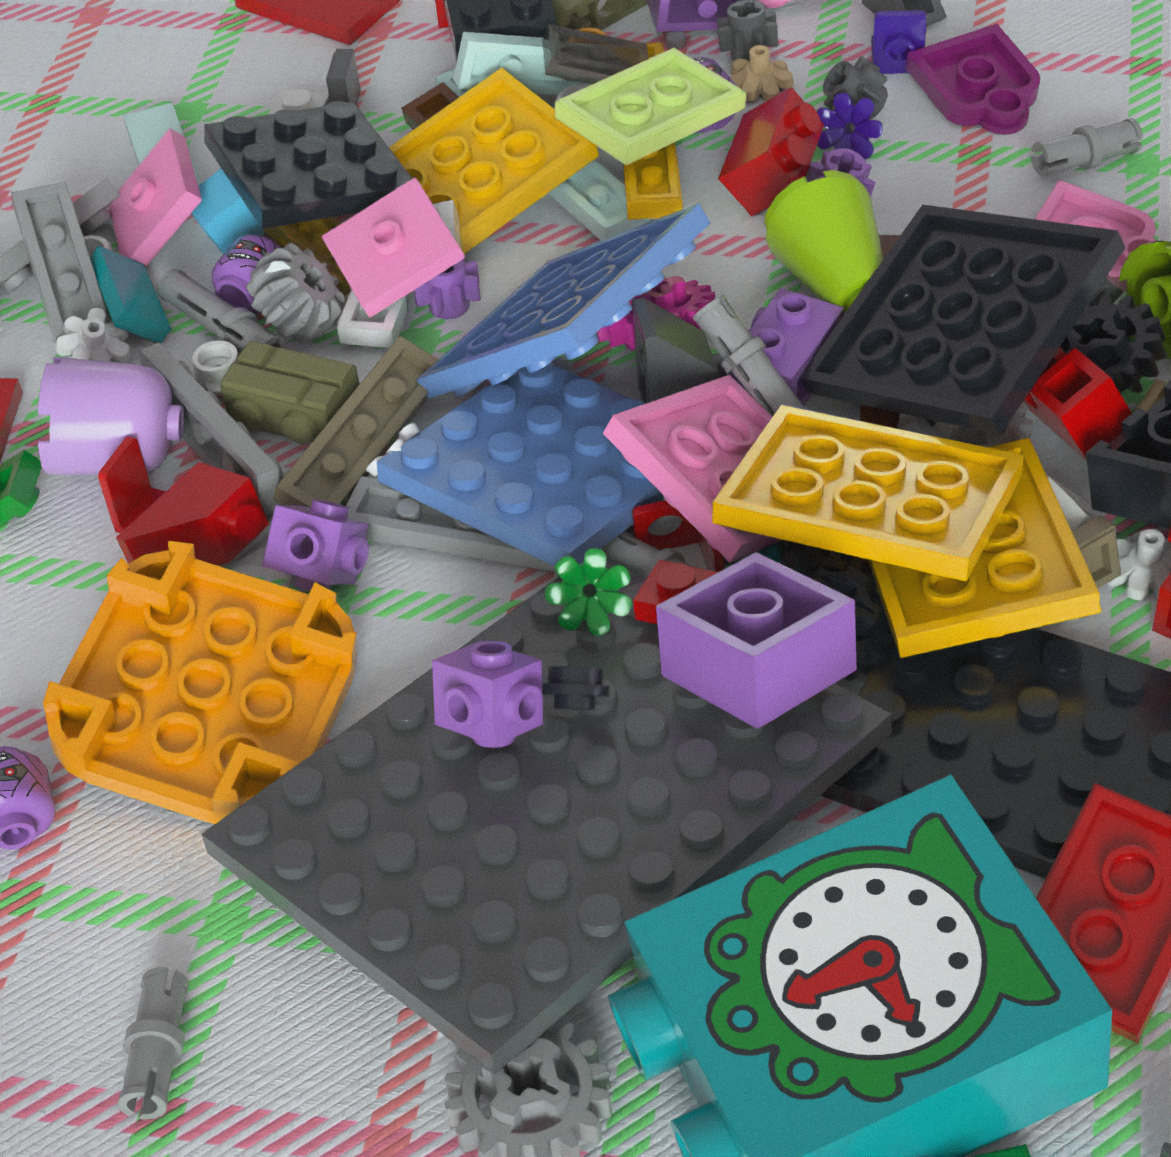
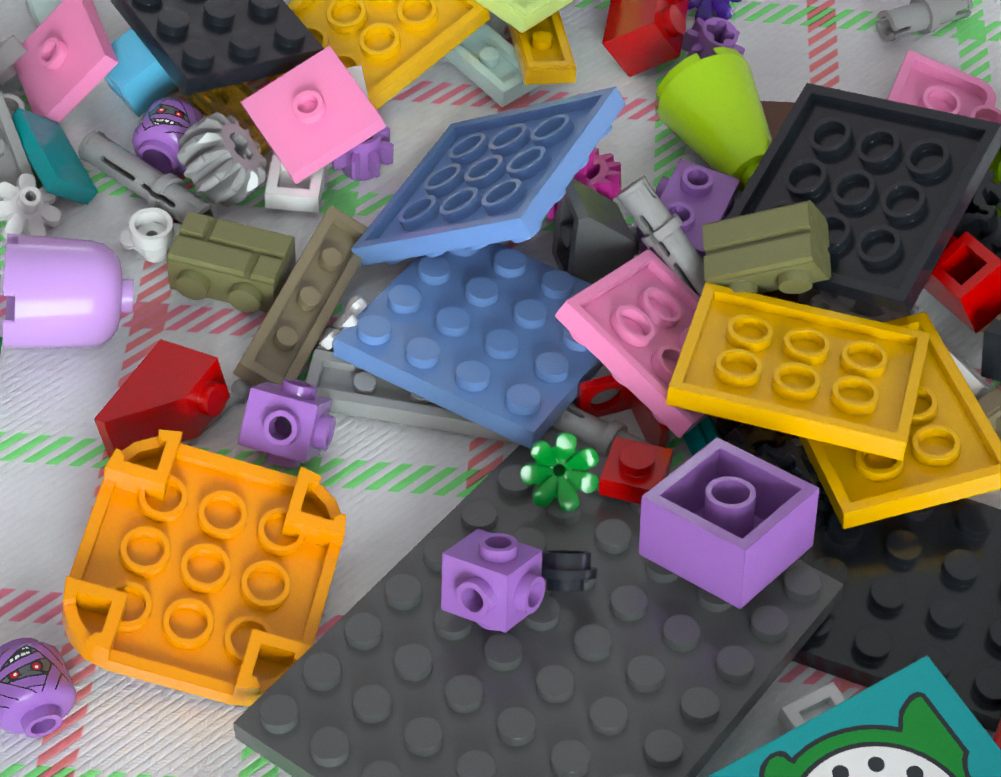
camera: 15 degrees left, 5 degrees up
(126, 484) = (91, 368): red bracket -> none
(213, 431) = (163, 303): light grey plate -> none
(853, 369) = (768, 250): none -> olive brick

